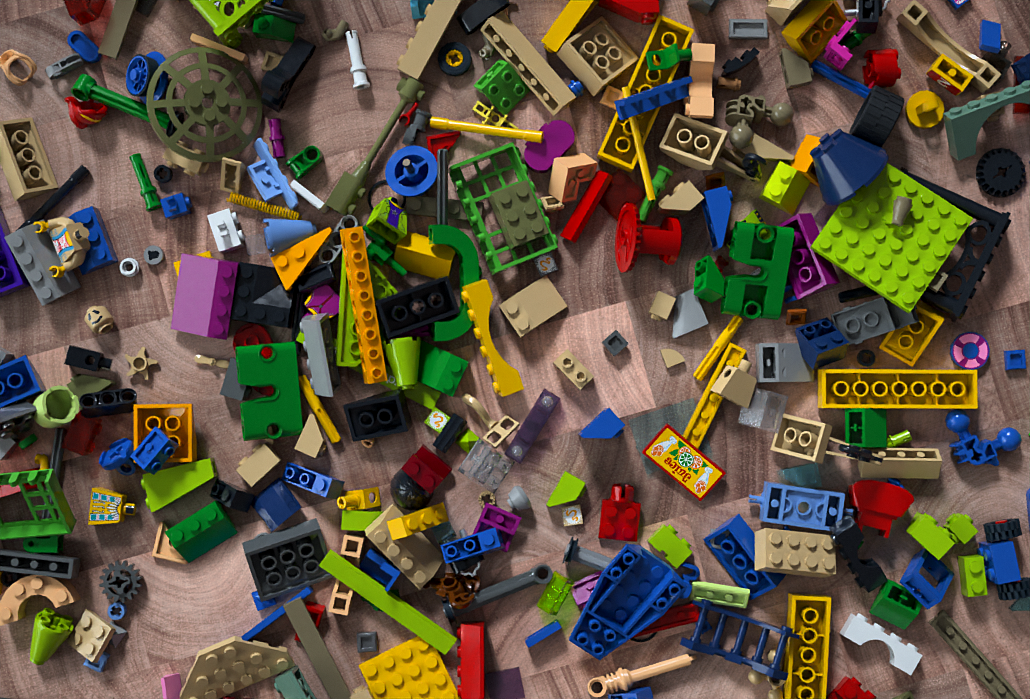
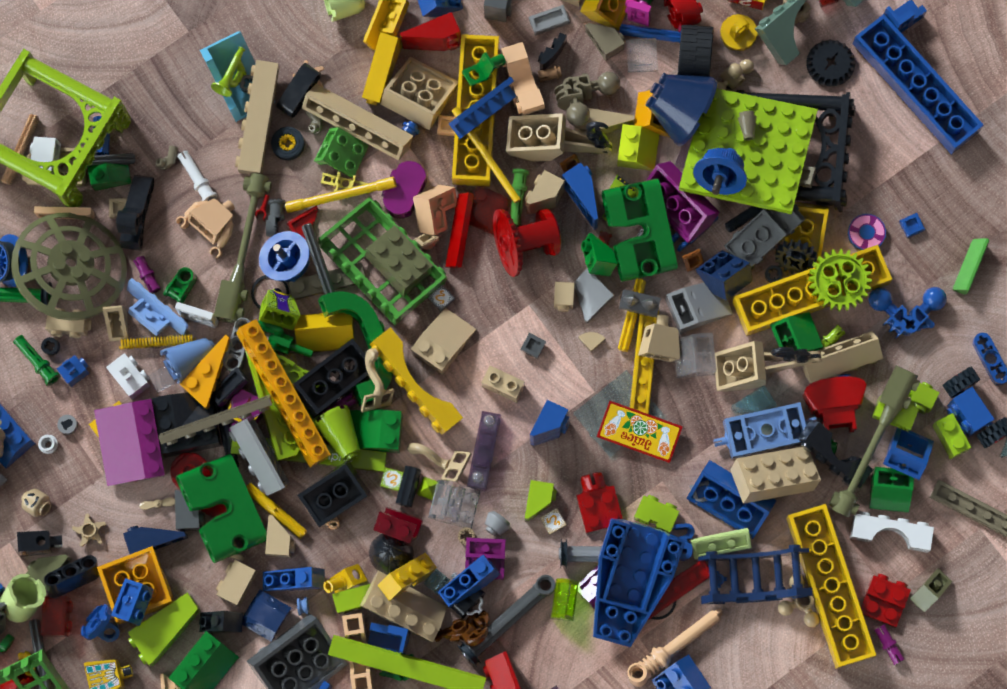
camera: 15 degrees left, 10 degrees down
(190, 392) = (142, 537): none -> dark blue slope
(283, 308) = (224, 417): none -> dark tan plate
(312, 508) = (303, 606): none -> medium blue bush
(355, 109) = (211, 220): none -> light nougat torso
(458, 301) = (379, 392): none -> tan piece
(543, 633) = (565, 644): blue tile -> none
(730, 340) = (639, 303): none -> flat silver tile
(823, 97) = (642, 55): none -> clear piece
(858, 249) = (721, 171): none -> blue piece
(894, 351) = (795, 256): none -> black gear
(904, 150) = (733, 74): none -> tan piece
(936, 527) = (895, 398): none -> olive bar
(946, 395) = (823, 283): none -> lime gear

